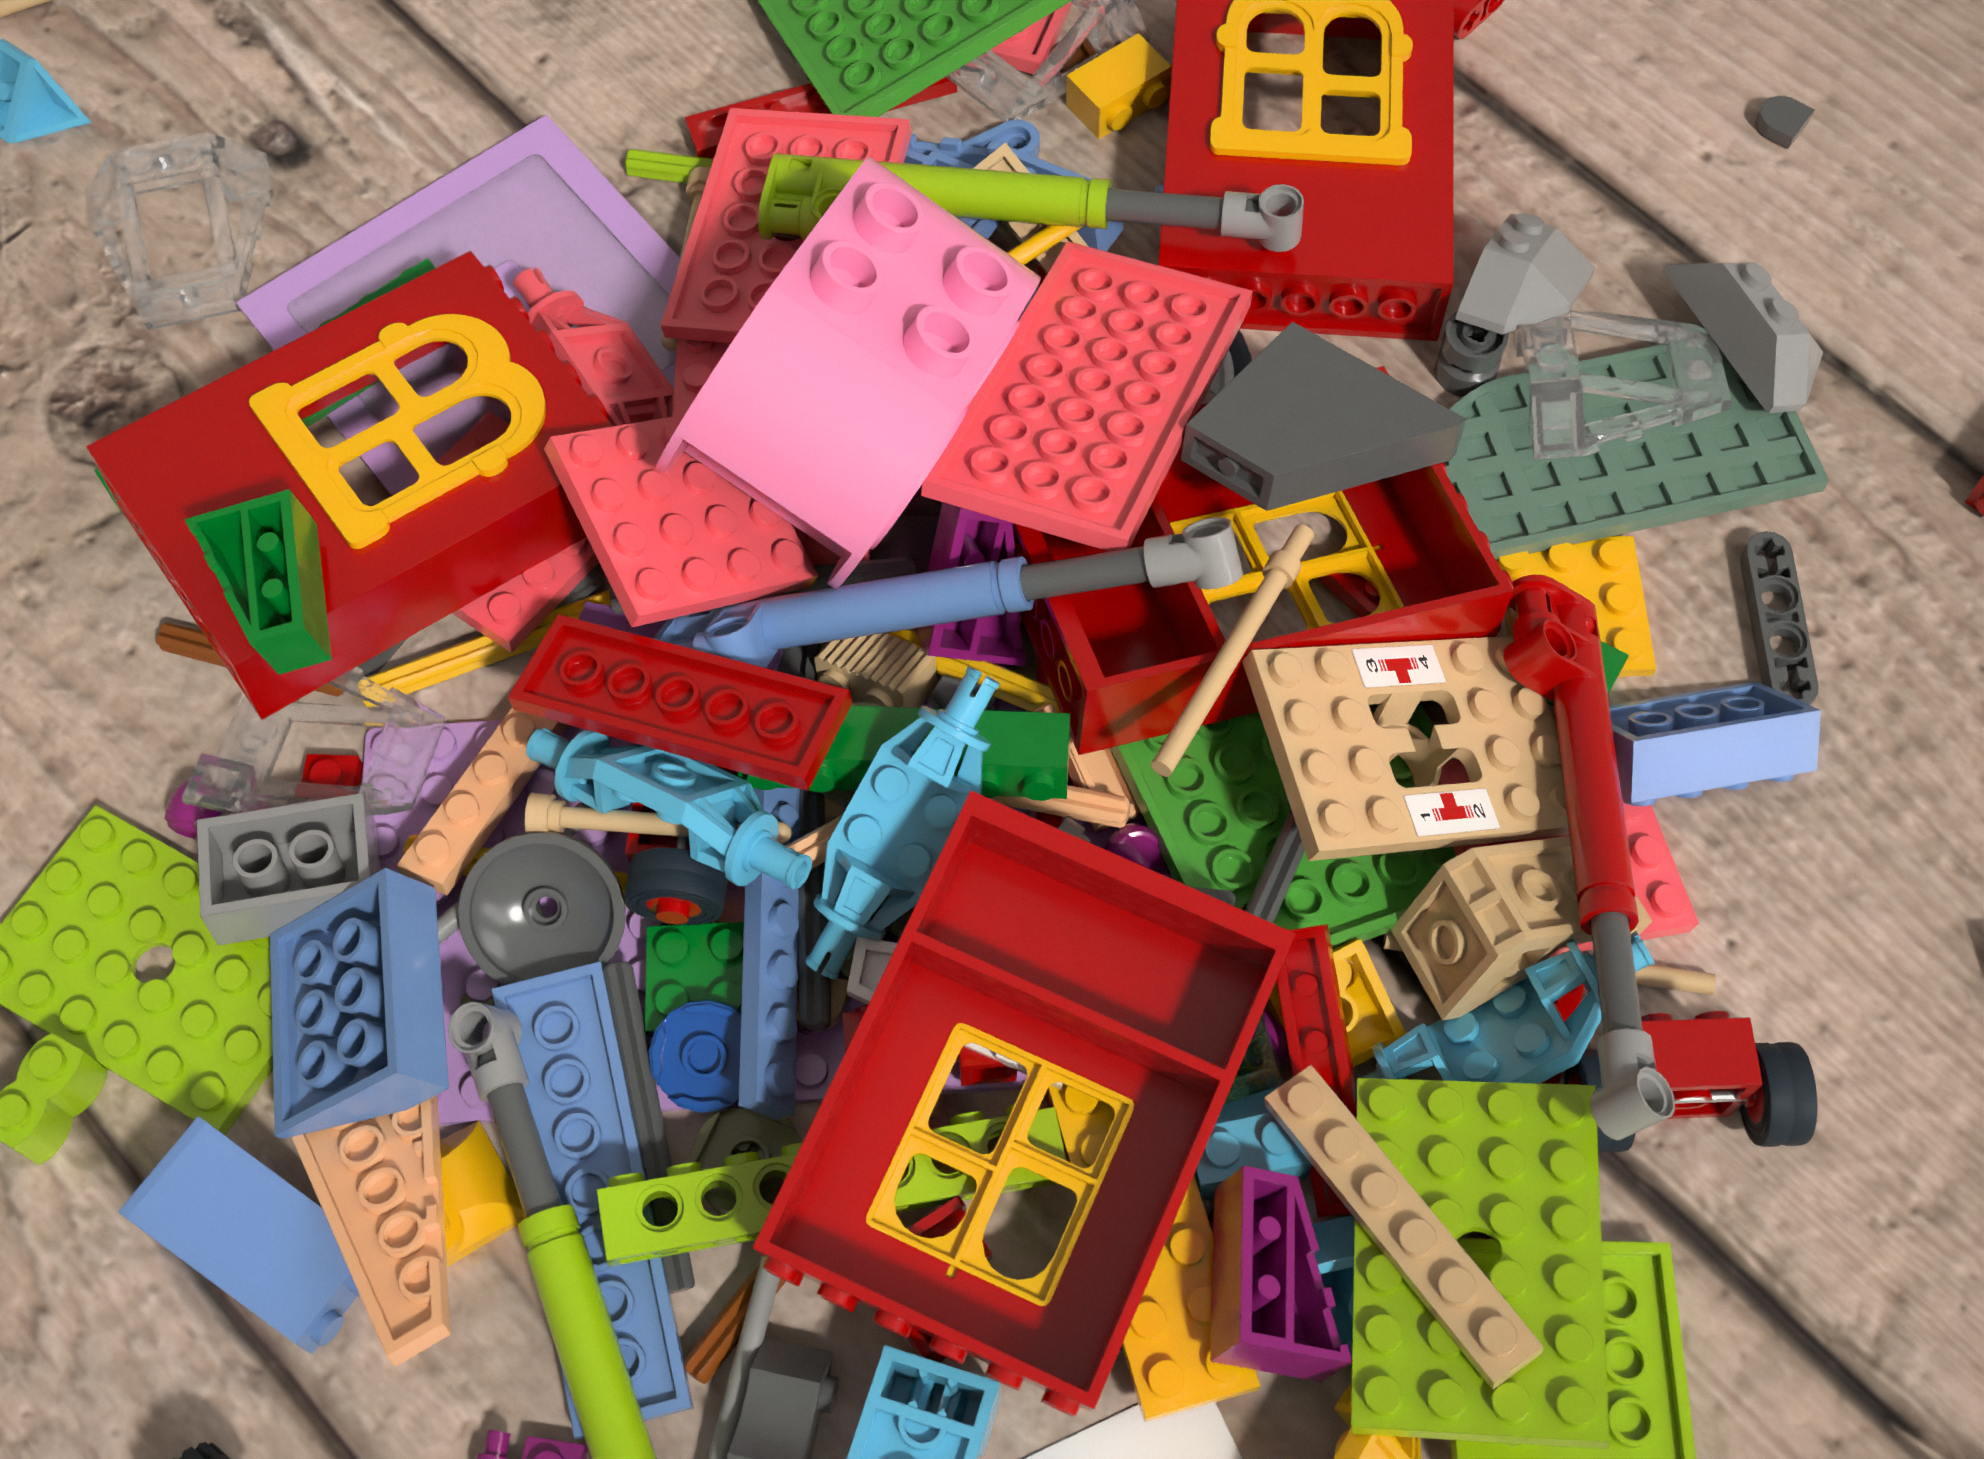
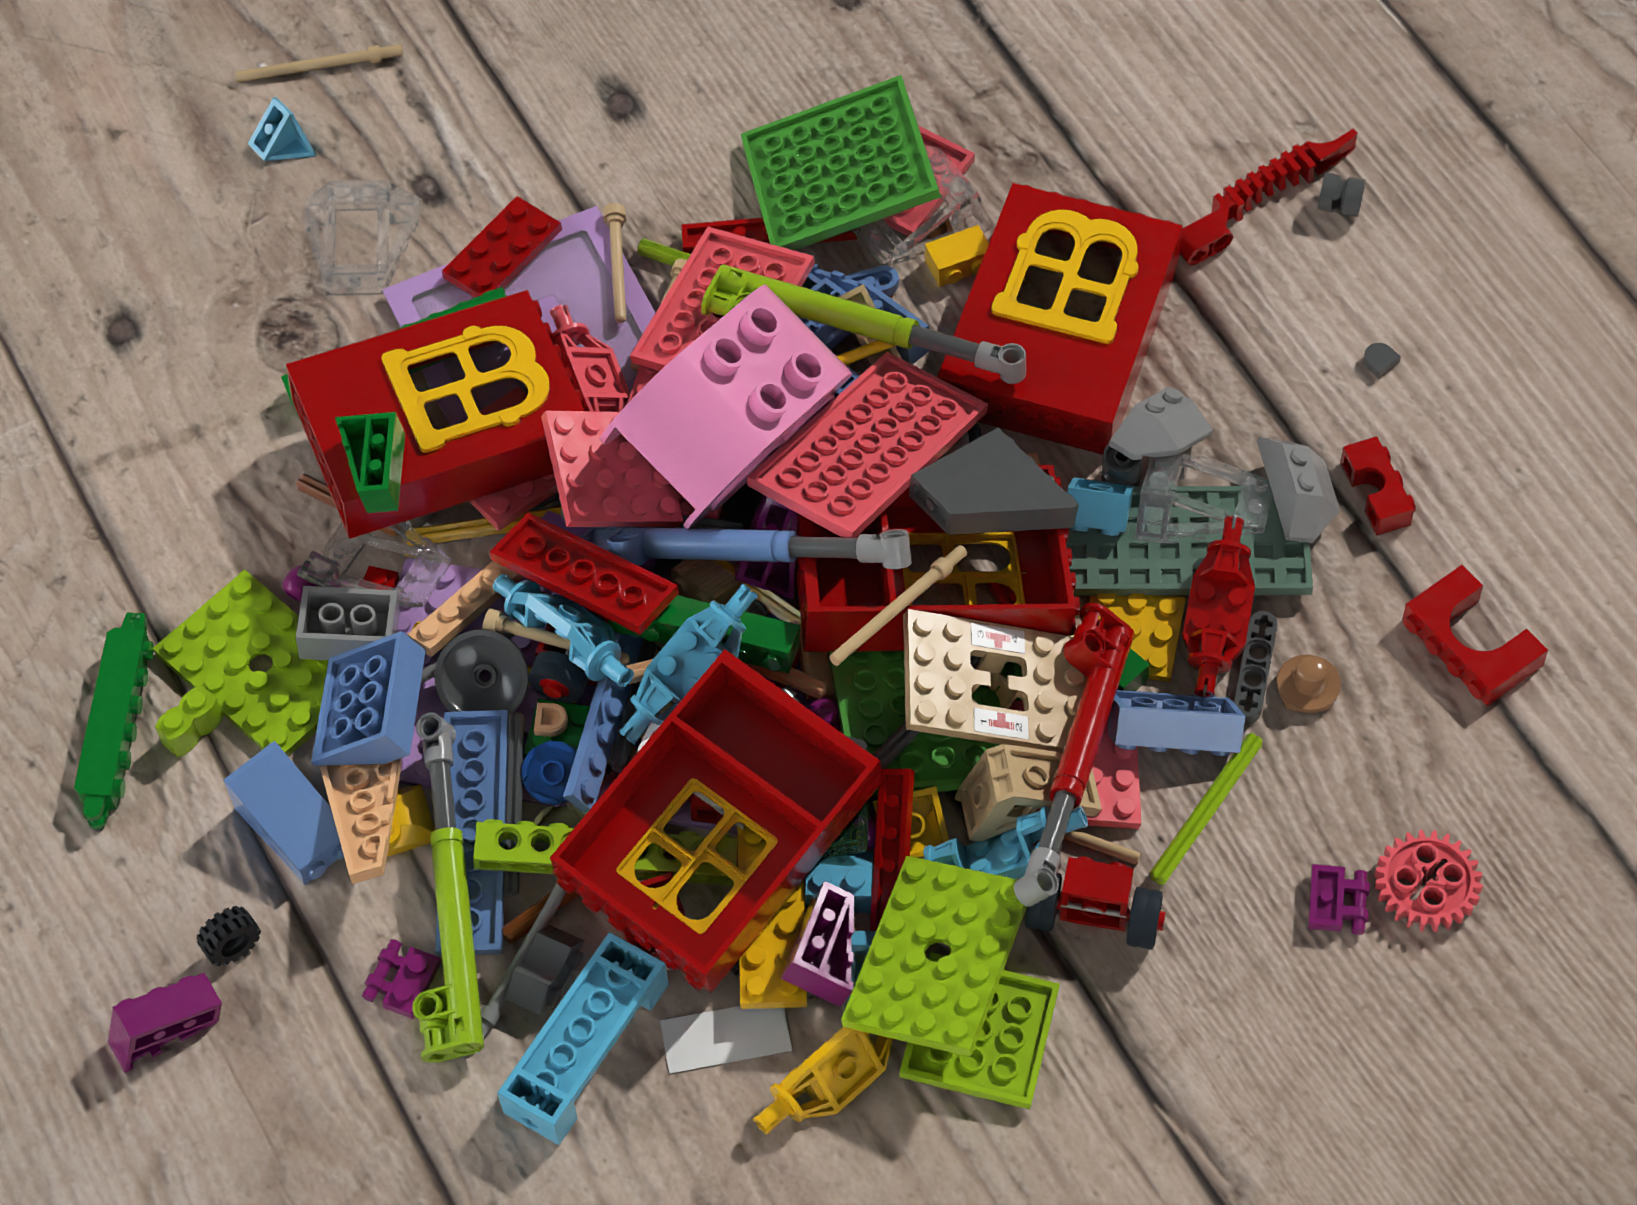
camera: 15 degrees right, 5 degrees down
(413, 204) = (502, 248): none -> red plate
(580, 126) = (614, 217): none -> tan piece
(678, 963) = (550, 720): none -> light nougat tile
(1404, 1228) = (899, 927): tan plate -> none
(1491, 413) = (1101, 505): none -> medium azure slope
(1705, 541) = (1219, 607): none -> red plate
(1786, 885) = (1205, 809): none -> lime axle
(1840, 275) = (1371, 464): none -> red arch
(1870, 633) = (1308, 684): none -> medium nougat plate

